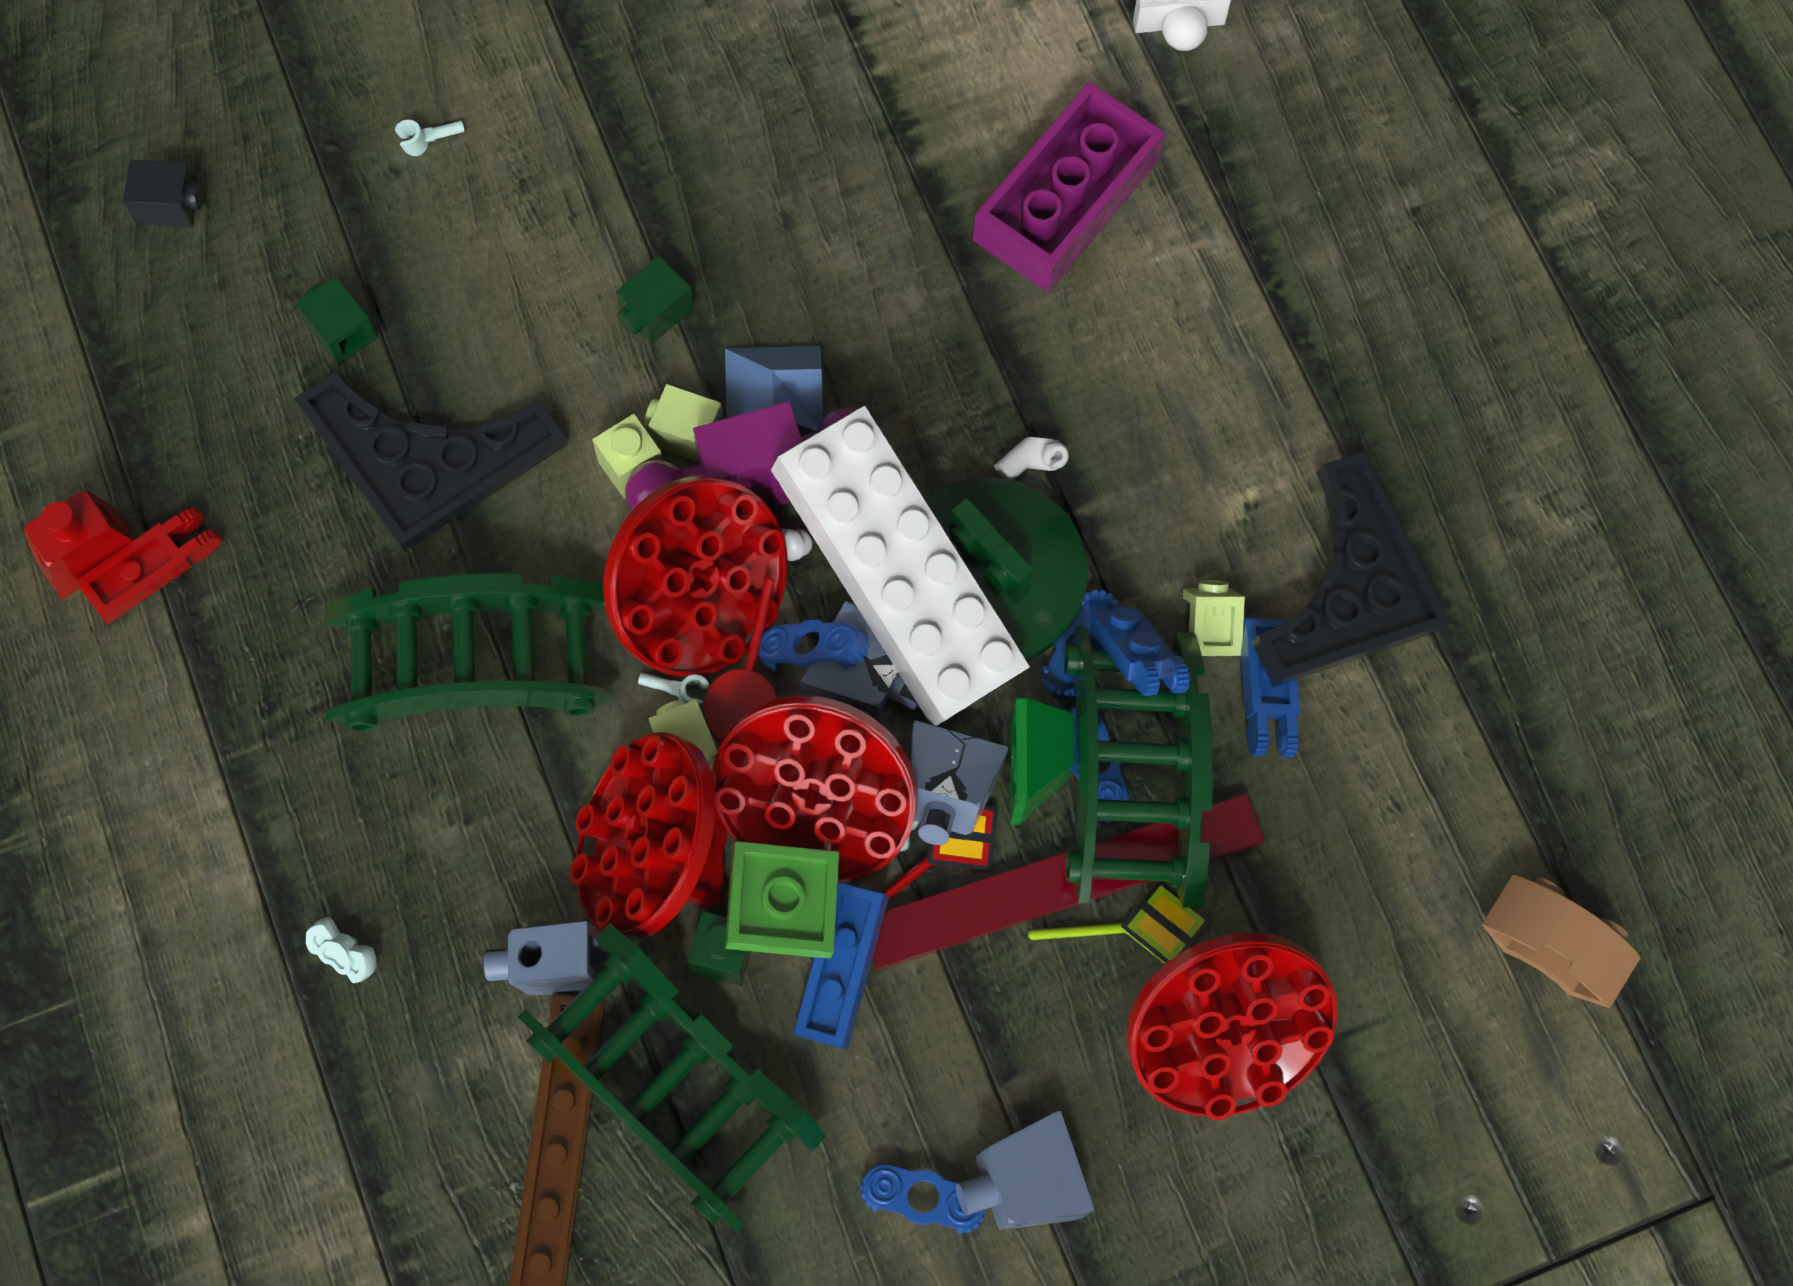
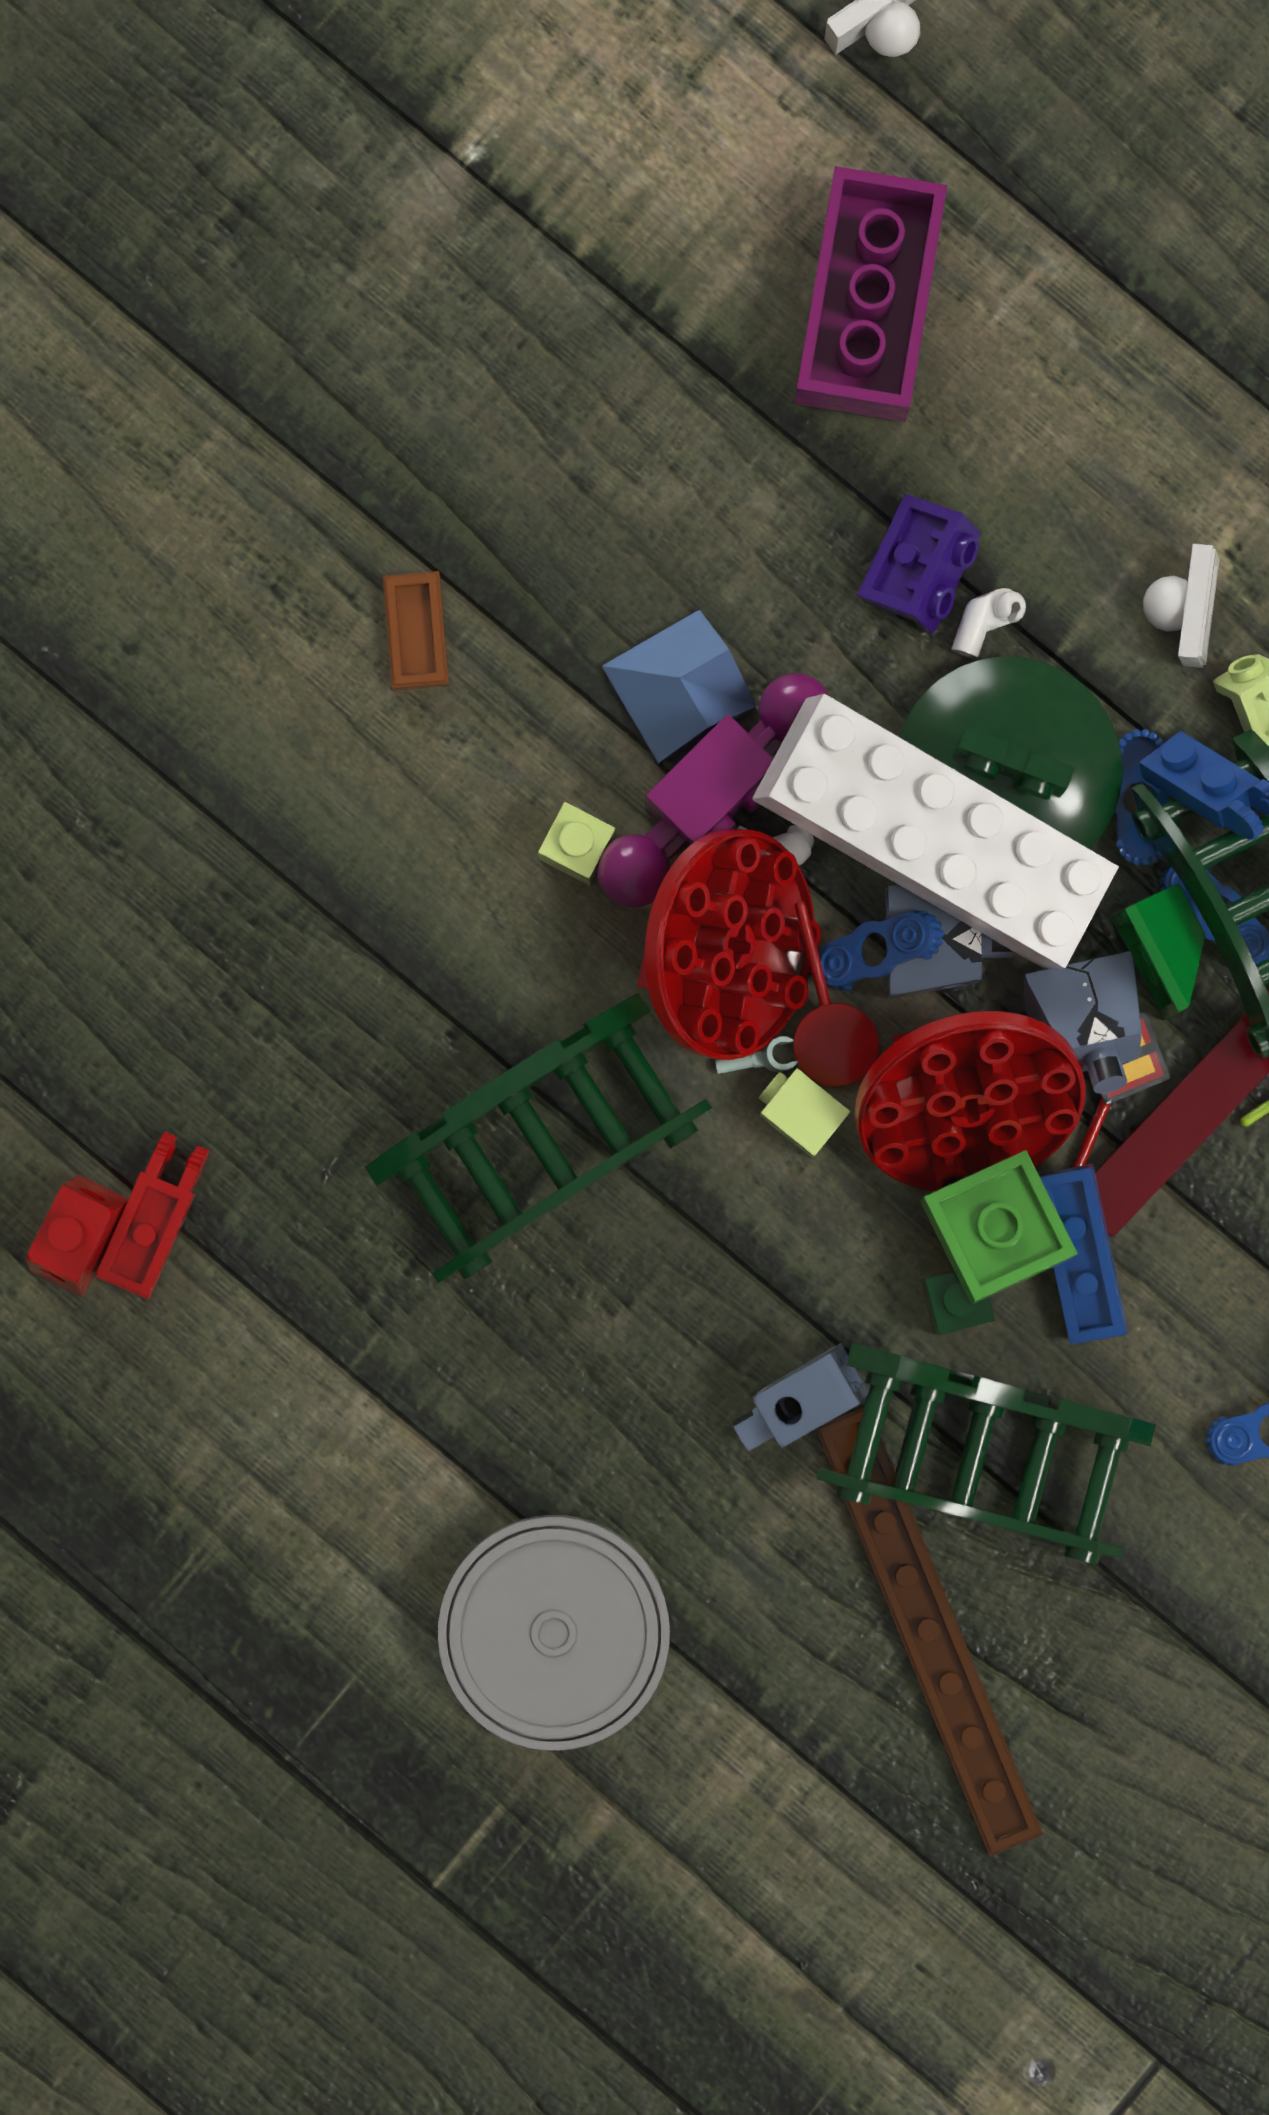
camera: 25 degrees left, 15 degrees up
(245, 1042) = (554, 1632): none -> light grey brick
(336, 320) = (181, 854): dark green brick -> none
(340, 950) = (587, 1496): light aqua piece -> none
(419, 142) = (145, 588): light aqua hand -> none
(419, 472) = (370, 972): black plate -> none
(603, 258) = (415, 631): none -> dark orange tile
(653, 836) = (834, 1234): red bracket -> none
(654, 301) = (501, 657): dark green brick -> none
(676, 415) = (610, 775): yellowish green brick -> none
(1005, 392) = (921, 562): none -> dark purple bracket
(1193, 521) = (1187, 605): none -> white tile

